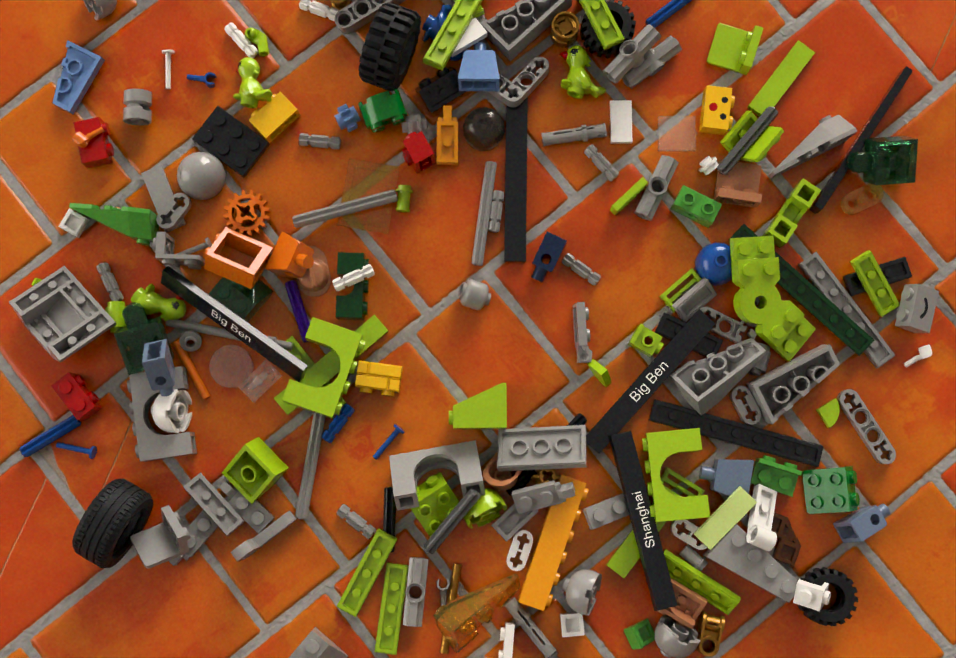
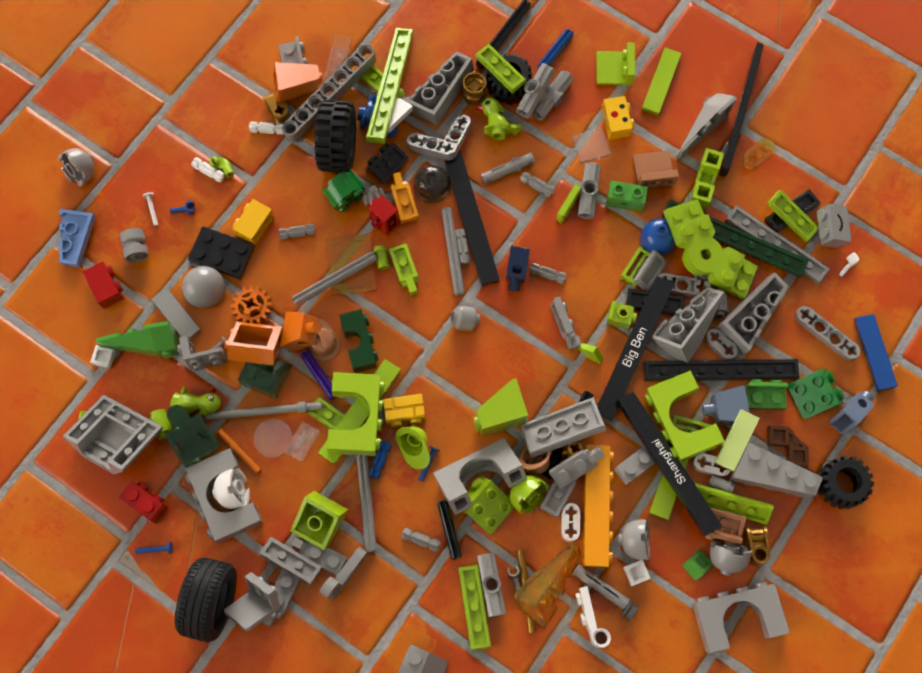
camera: 15 degrees left, 10 degrees down
(49, 436) = (127, 545): blue axle -> none
(82, 140) = (93, 283): orange hand -> none
(110, 282) = (146, 396): light grey axle -> none
(159, 366) = (212, 451): sand blue torso -> none
(177, 215) = (184, 319): light grey beam -> none
(190, 335) = (231, 420): light grey plate -> none
(233, 323) = (266, 398): black tile -> none
(250, 89) = (226, 204): lime animal -> none
(347, 117) = (315, 205): medium blue gear -> none
(353, 277) = (358, 330): white axle -> none
(367, 572) = (443, 581): lime tile -> none
(377, 419) = (413, 446): none -> lime piece
(425, 217) = (405, 267): none -> lime hinge
(452, 521) = (505, 511): dark grey axle -> none
(479, 70) = (415, 137): medium blue torso -> none
(621, 122) = (543, 148): white tile -> none
(708, 165) = (625, 161): white plate -> none
(747, 140) = (650, 133): dark grey axle -> none
(760, 147) = (652, 132): lime bracket -> none
(761, 518) = (768, 433): white plate -> none
(811, 595) = (832, 481): white bracket -> none
(829, 412) = (792, 331): lime tile -> none
(886, 160) = (767, 117): clear green brick -> none
(912, 463) = (875, 352): none -> blue tile

